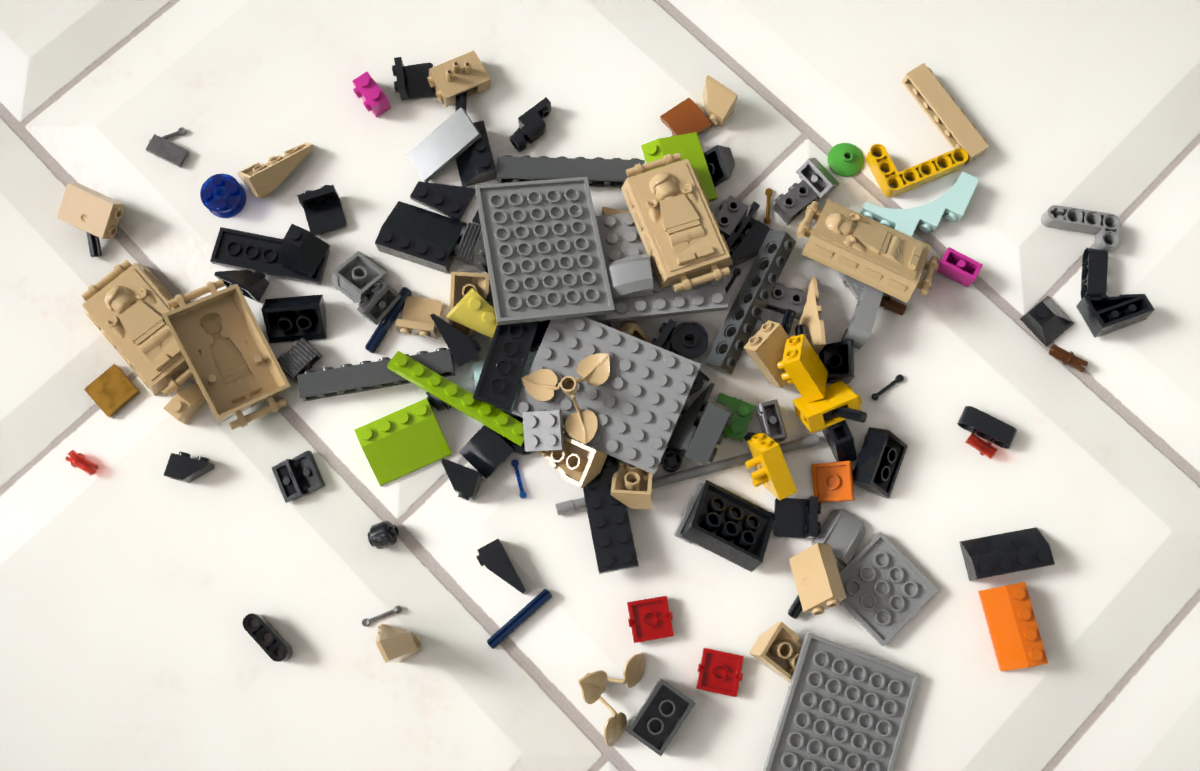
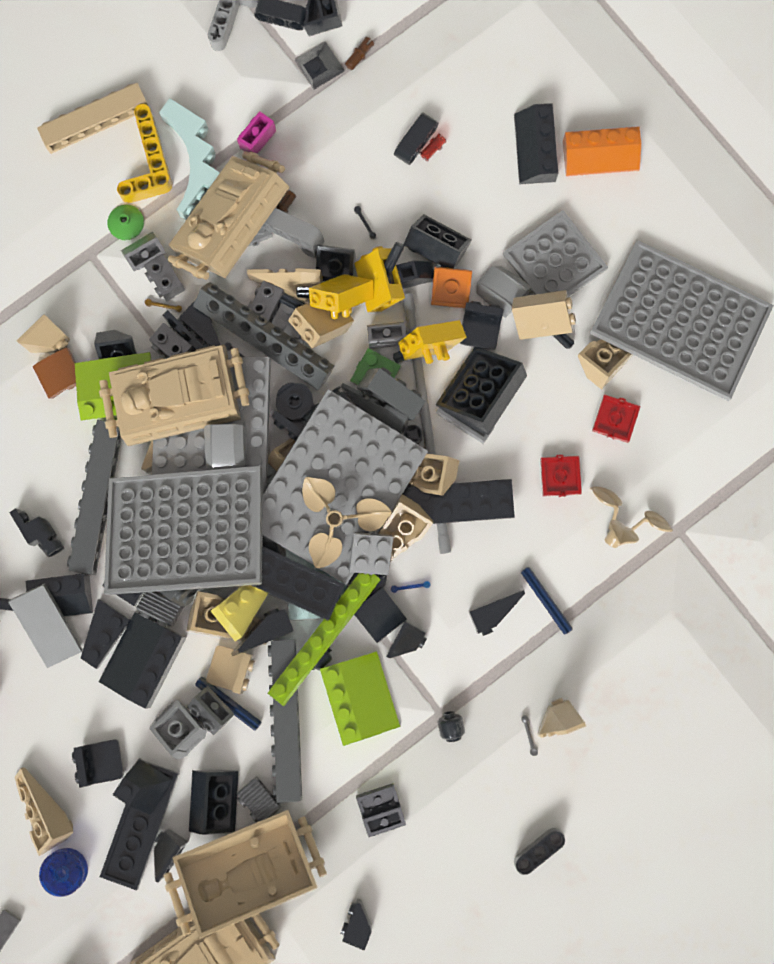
camera: 75 degrees left, 5 degrees up
(186, 403) = (289, 923): tan slope -> none
(660, 717) = (652, 477): dark grey brick -> none

